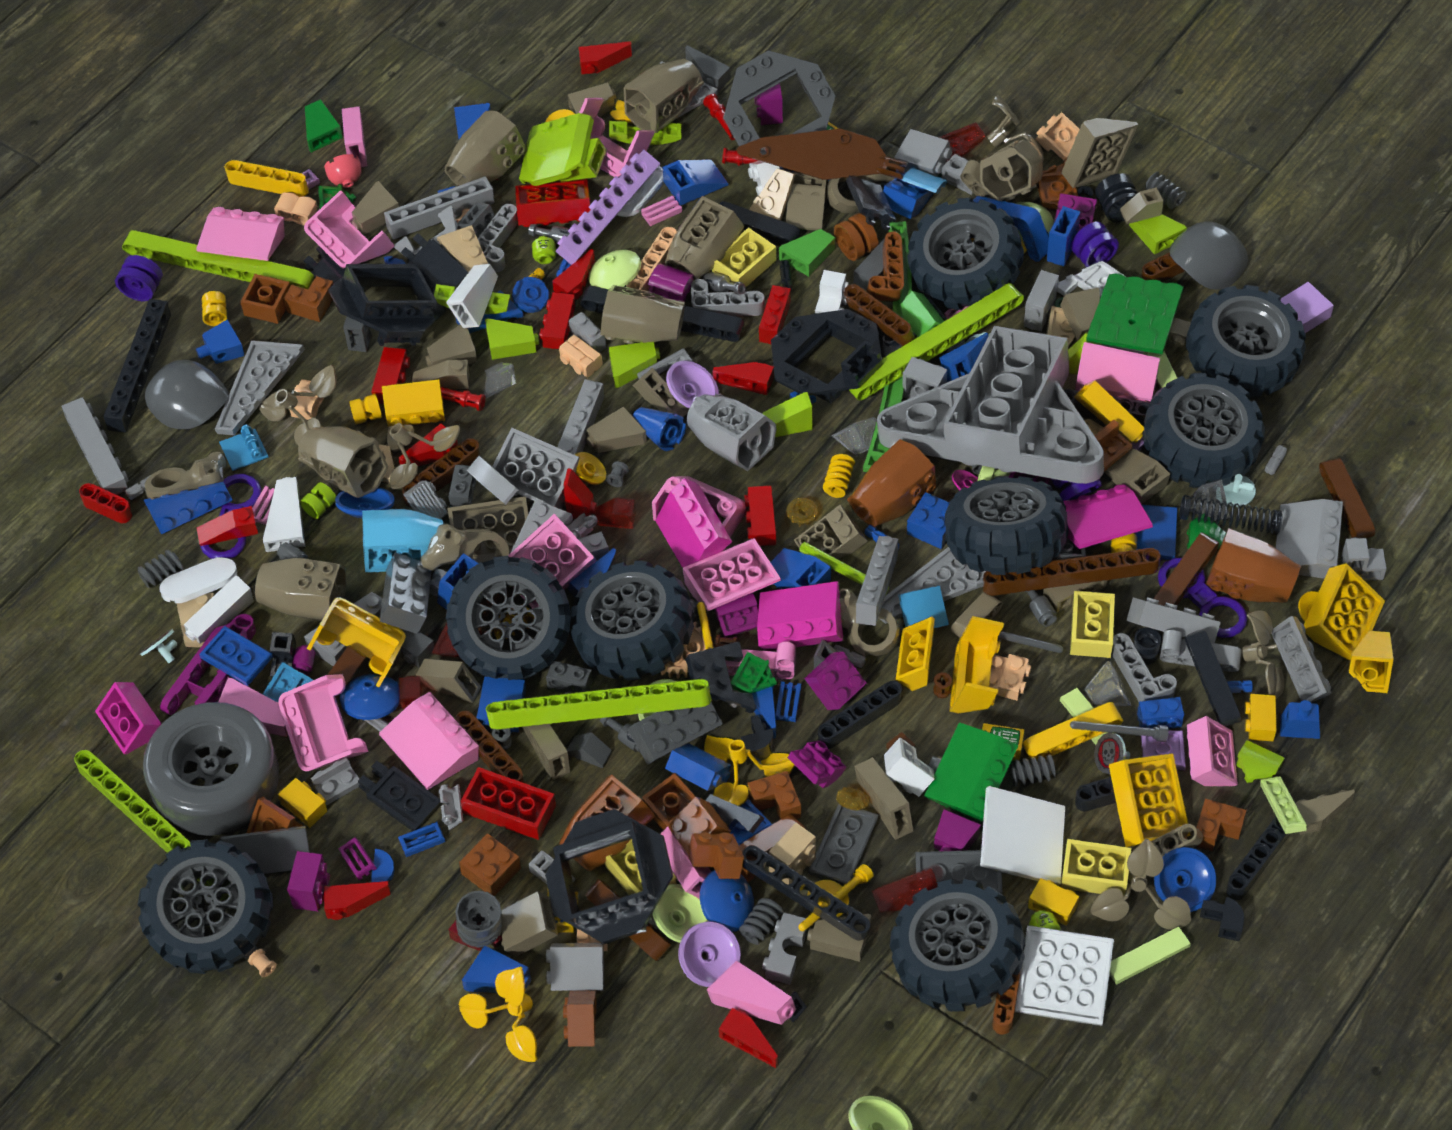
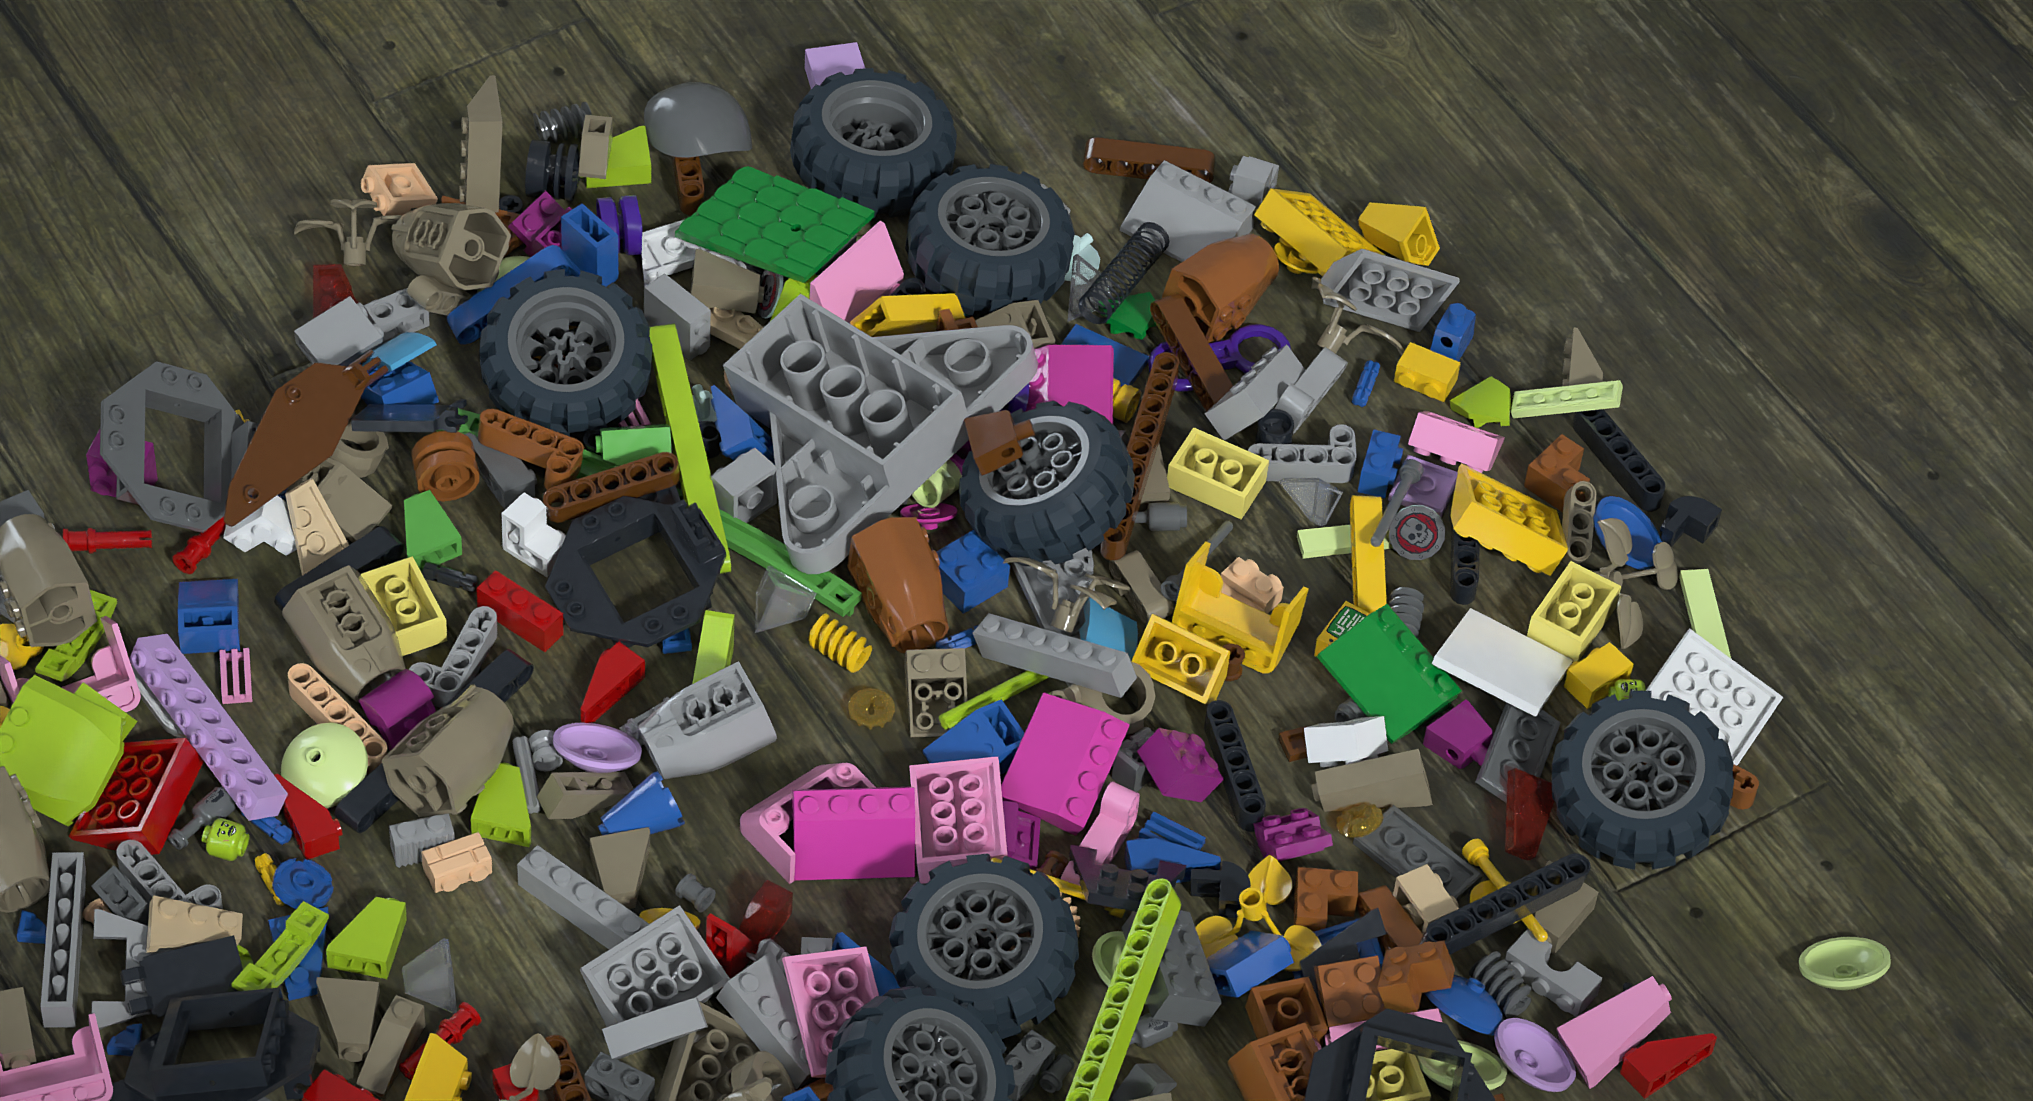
camera: 75 degrees left, 5 degrees down
(473, 295) = (289, 938): white slope -> none
(556, 321) = (373, 866): red brick -> none
(722, 283) = (430, 648): flat silver piece -> none
(753, 675) = (1130, 846): green slope -> none
(760, 515) = (874, 755): red brick -> none
(920, 578) = (1068, 612): none -> dark tan plant
(1009, 478) = (996, 439): none -> reddish brown torso
(1212, 678) = (1359, 389): black beam -> none

